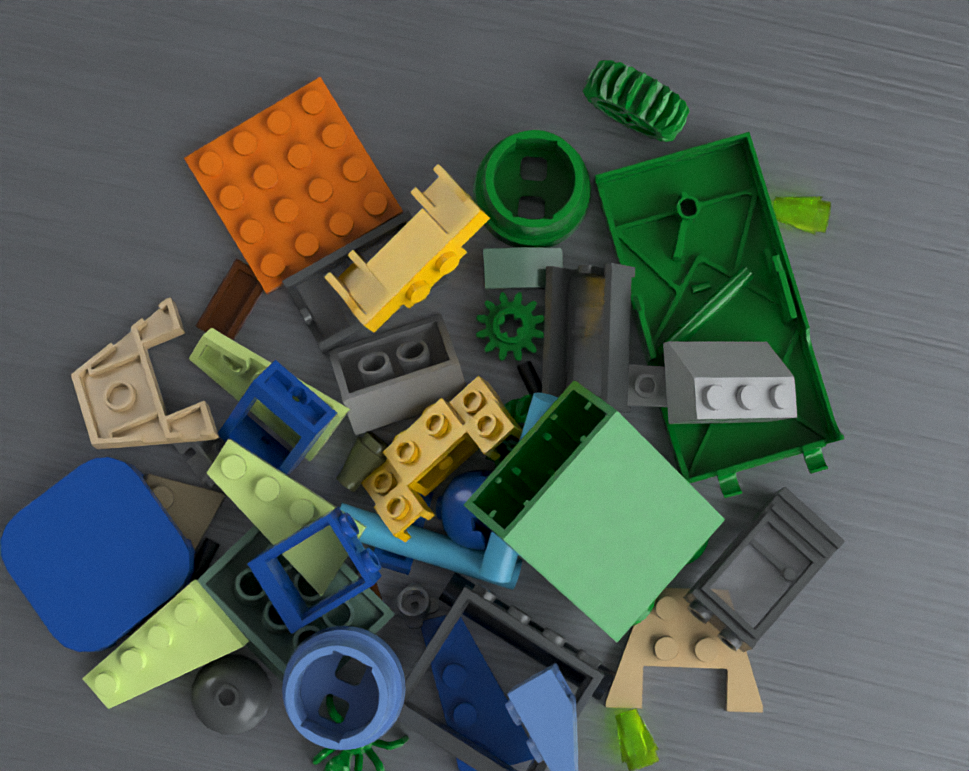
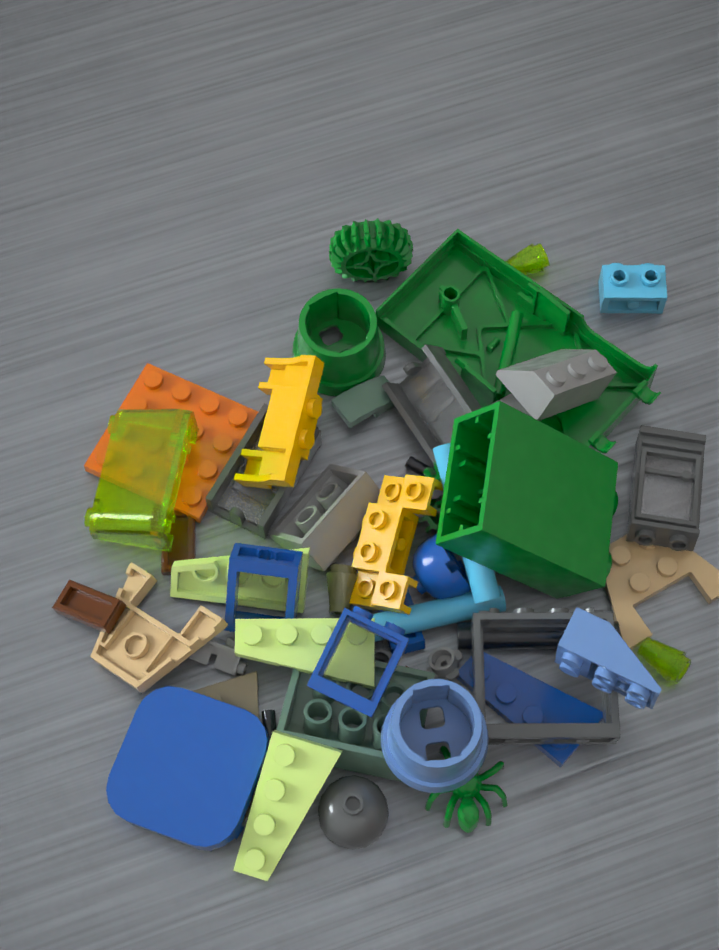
camera: 25 degrees left, 20 degrees down
(100, 320) = (89, 606): none -> reddish brown tile
(230, 216) = (141, 477): none -> clear neon green windscreen
(497, 319) = (384, 450): green gear -> none
(895, 318) = (632, 288): none -> medium azure brick

